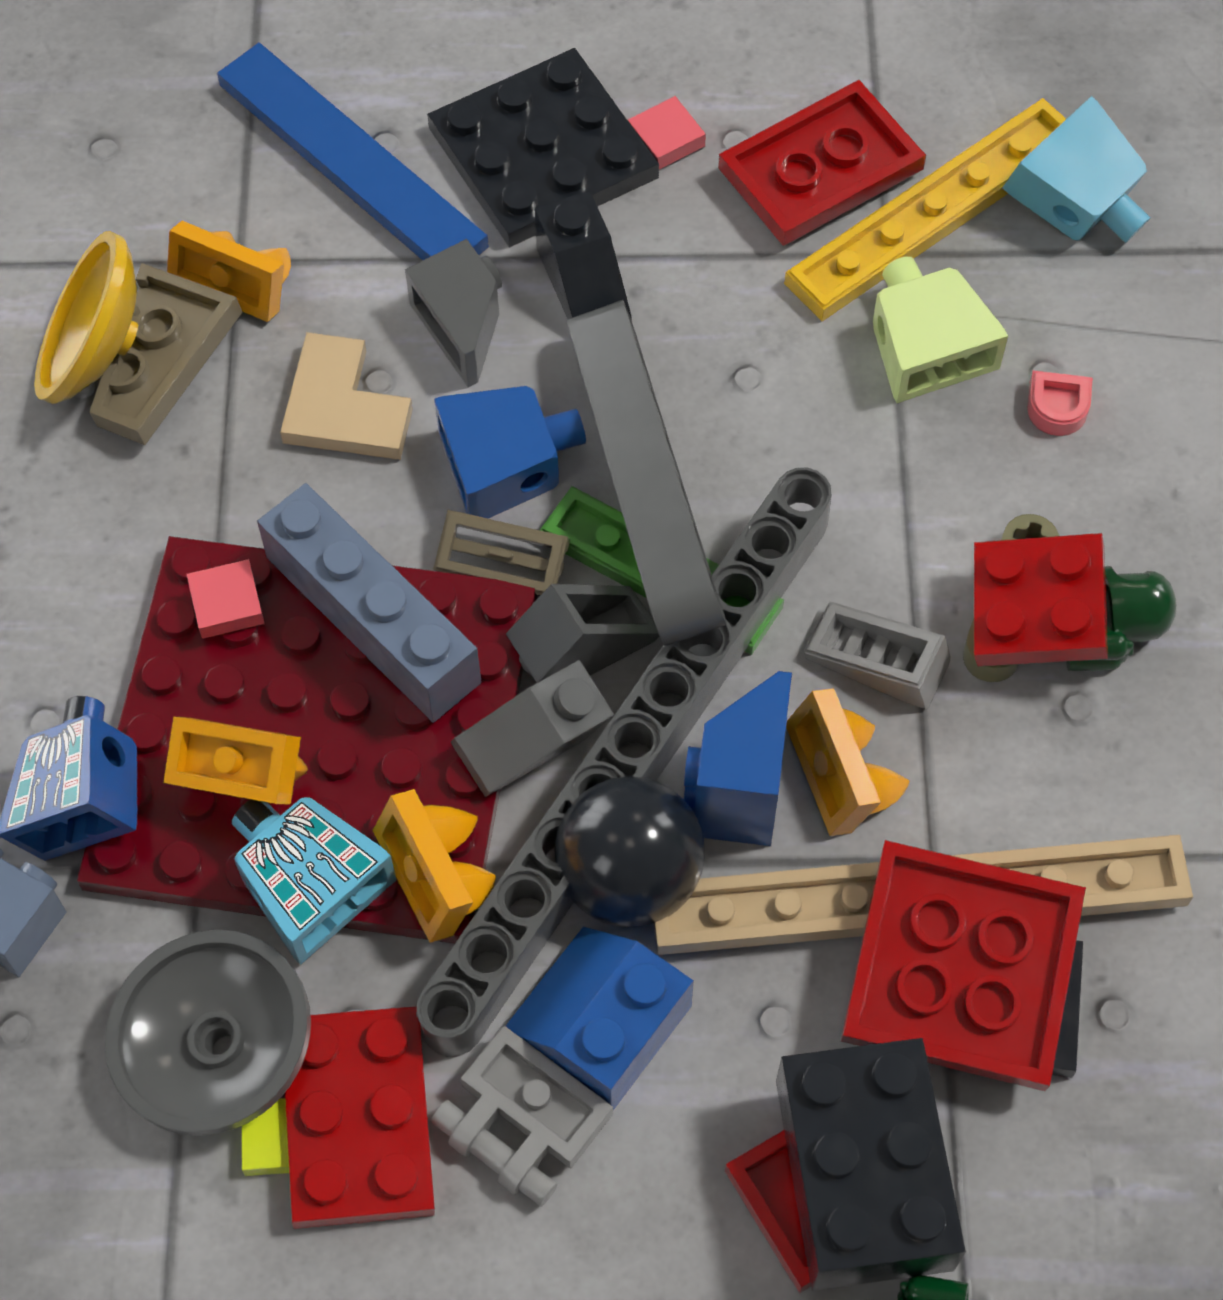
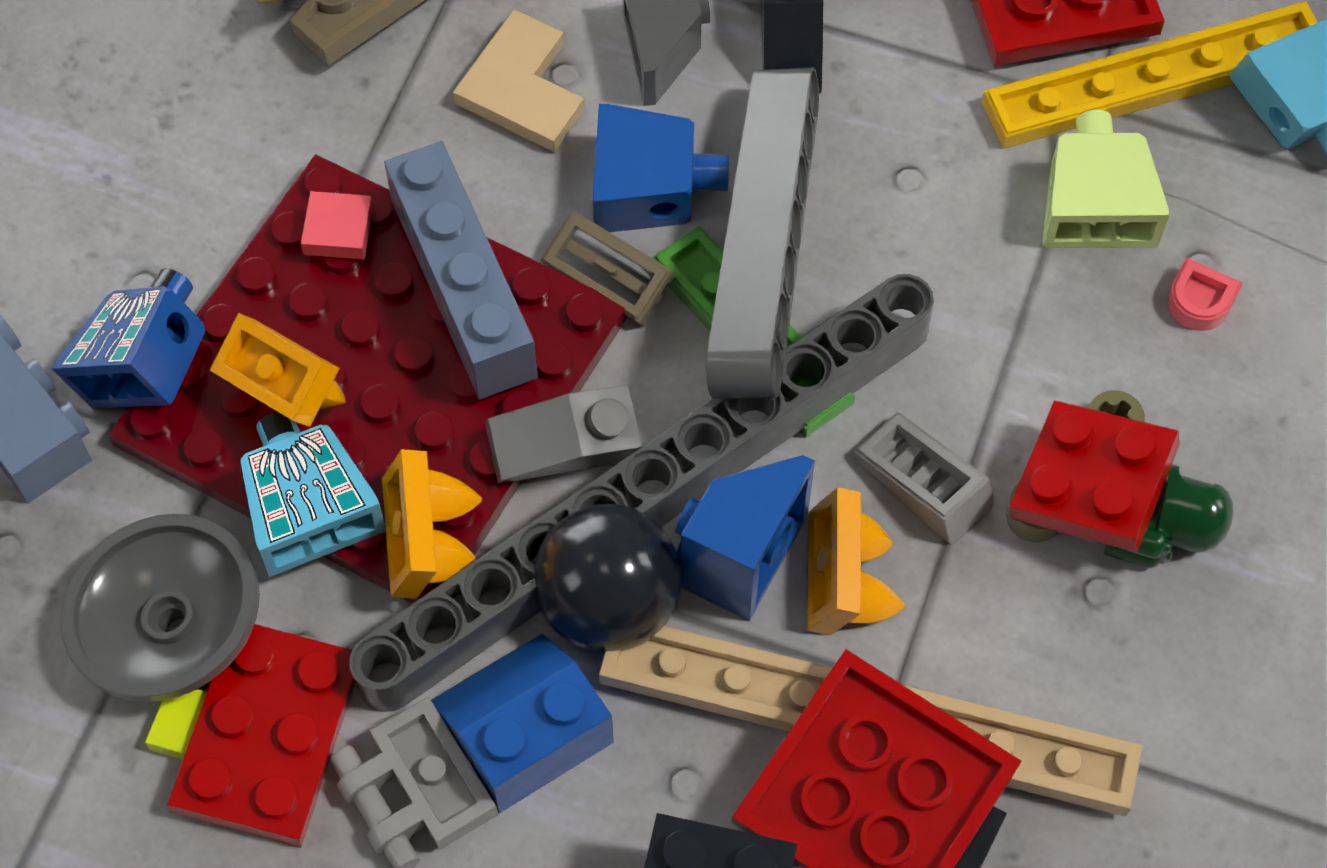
camera: 20 degrees right, 0 degrees up
(581, 624) = (649, 354): dark grey slope -> none

